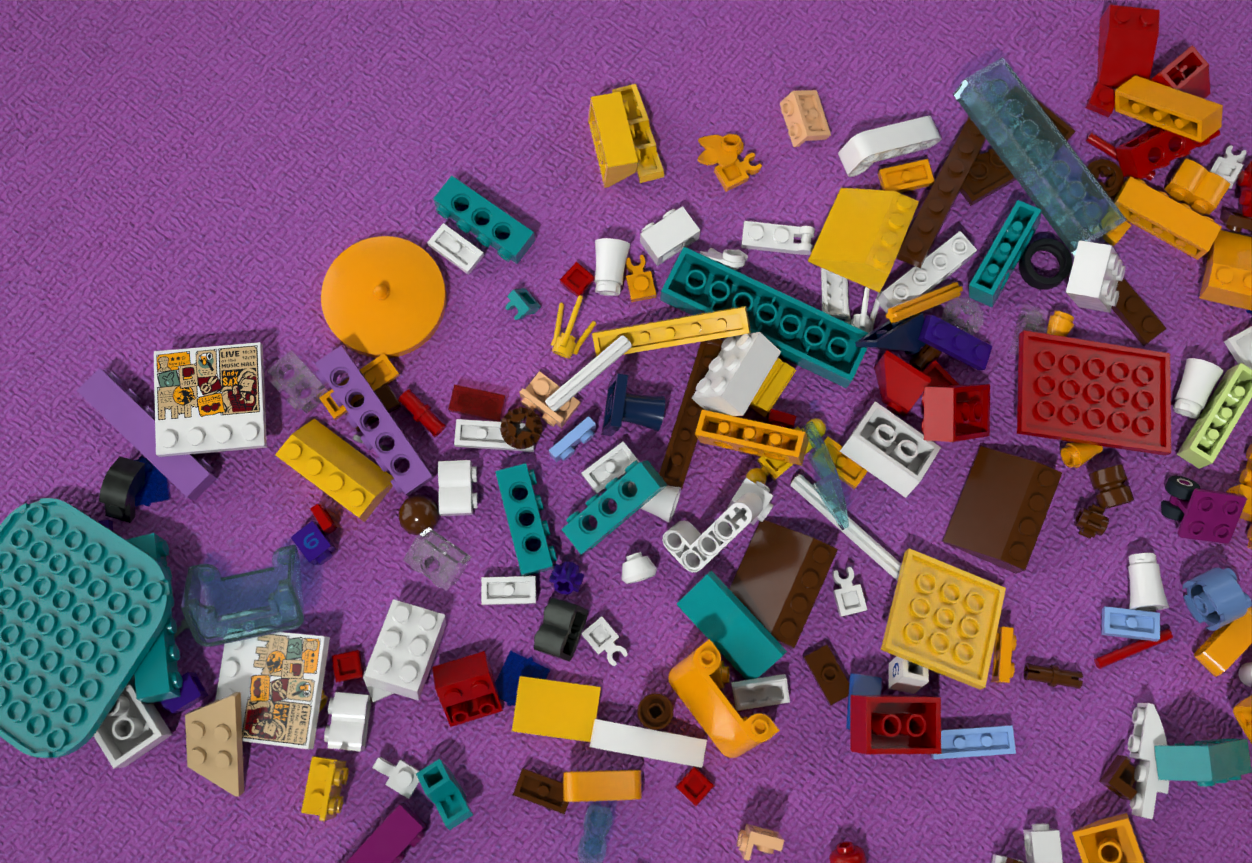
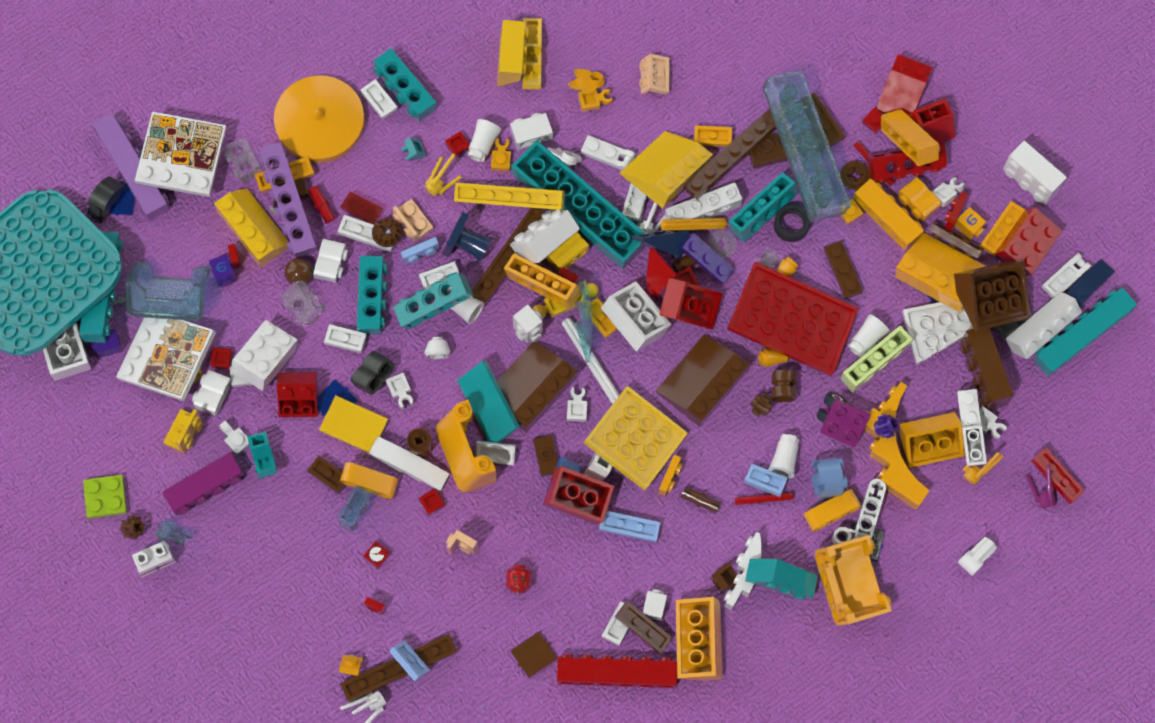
camera: 15 degrees right, 5 degrees down
(216, 743) = (120, 380): tan wing -> none
(566, 577) = (387, 340): dark purple gear -> none
(588, 373) = (444, 208): white axle -> none
(697, 549) = (485, 345): white beam -> none
(721, 675) = (471, 433): light orange plate -> none
(887, 143) = (707, 108): white beam -> none
(1095, 276) = (815, 238): white brick -> none

